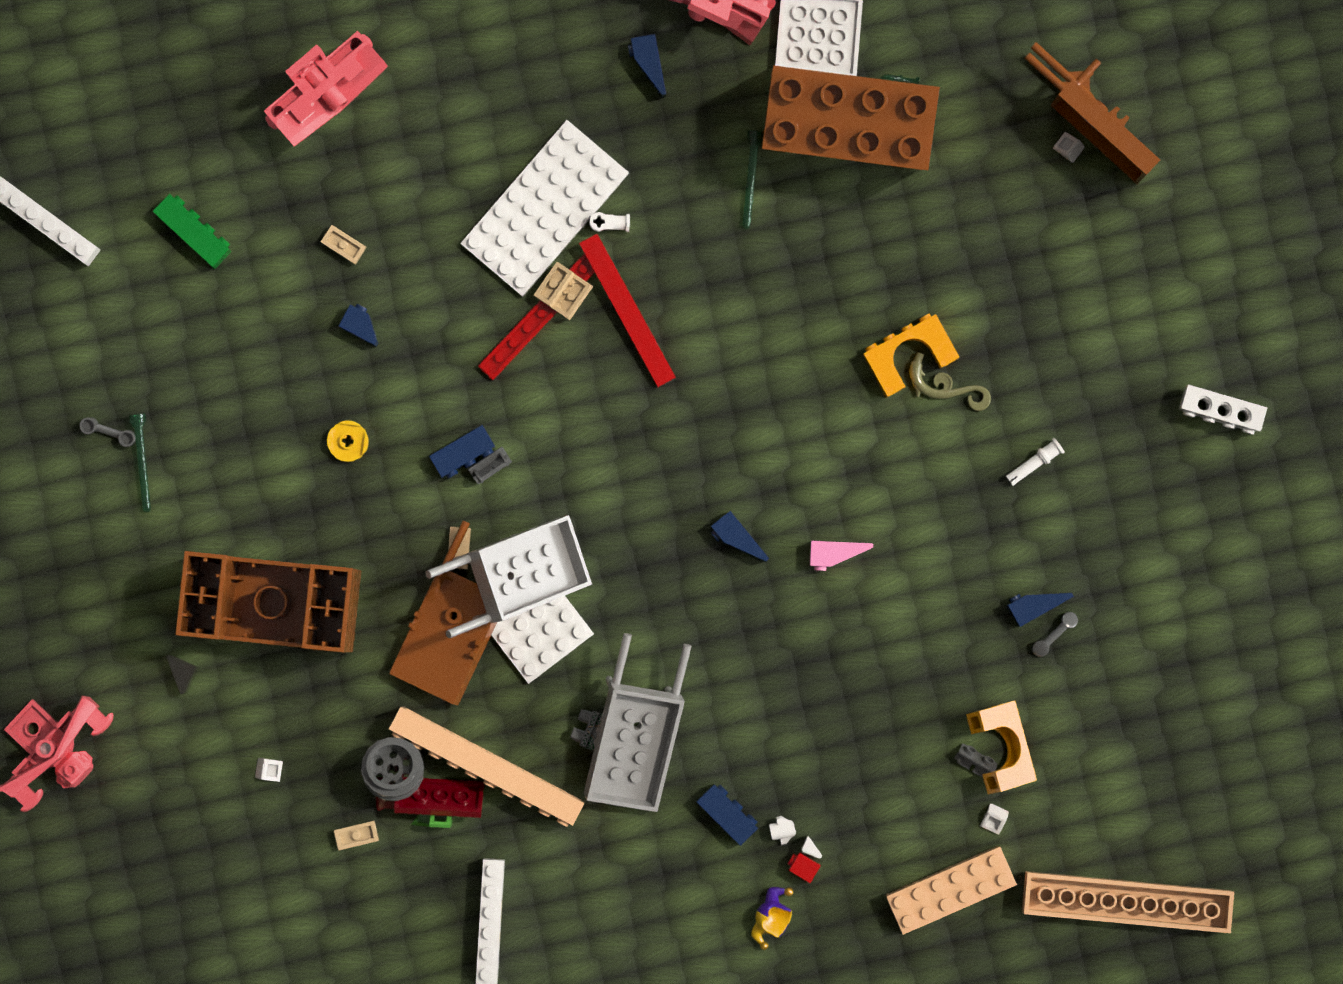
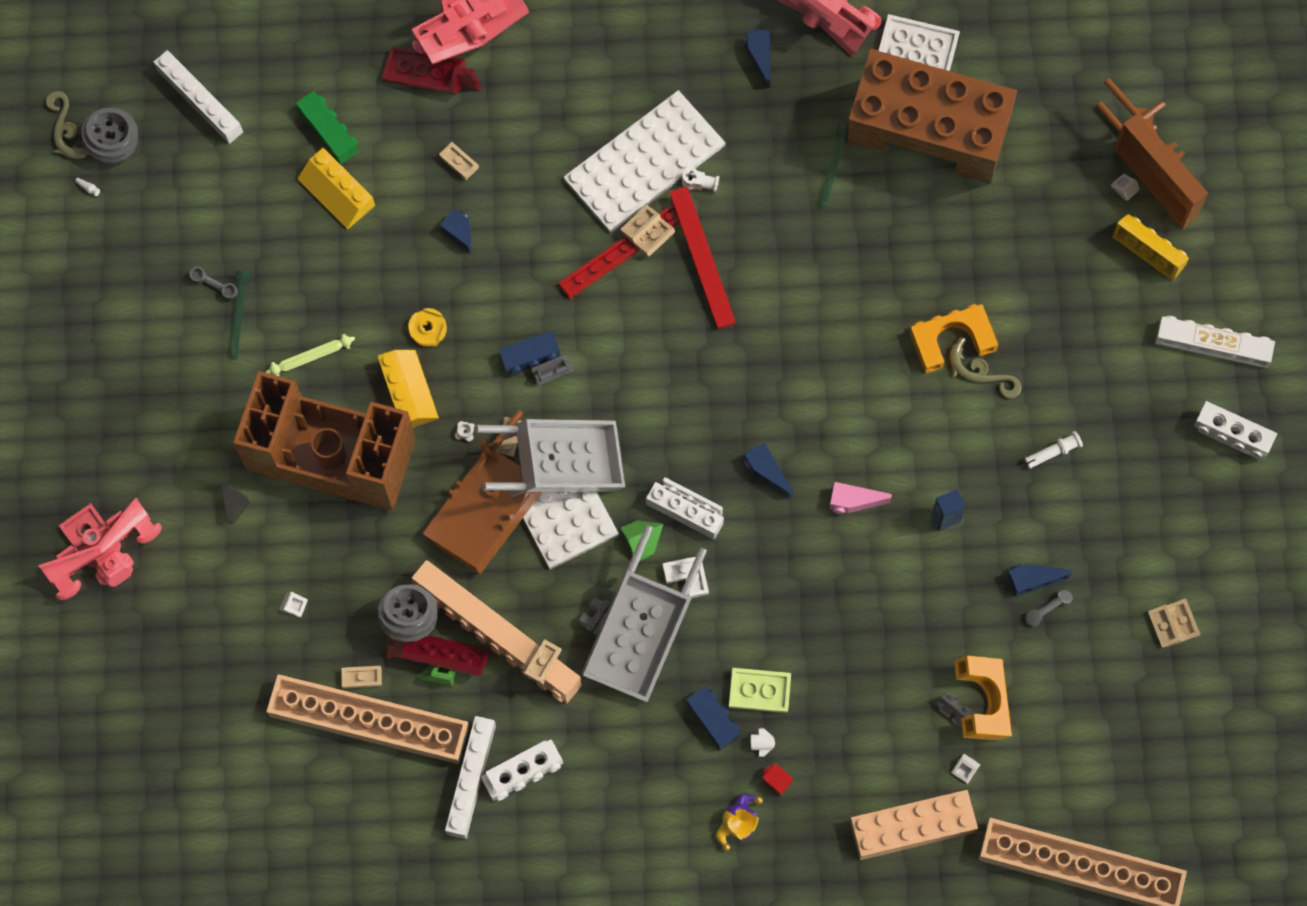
camera: 10 degrees right, 15 degrees down
(216, 301) = (335, 189): none -> yellow slope
(228, 494) = (310, 355): none -> yellowish green wheel
(270, 147) = (416, 70): none -> dark red hinge
(341, 513) = (408, 385): none -> yellow slope
(372, 880) = (368, 719): none -> light nougat brick
(411, 544) = (460, 431): none -> white plate
(543, 796) = (543, 661): none -> tan plate
(562, 880) = (527, 760): none -> white brick
(613, 629) = (633, 532): none -> bright green slope
(658, 598) = (685, 511): none -> white brick
(668, 662) = (679, 570): none -> white plate
(770, 776) = (760, 690): none -> yellowish green plate
(809, 848) = (786, 763): white slope -> none
(934, 554) = (948, 510): none -> dark blue brick
(1106, 215) = (1150, 247): none -> yellow slope
(1186, 627) = (1174, 623): none -> tan slope
(1188, 310) = (1215, 342): none -> white brick

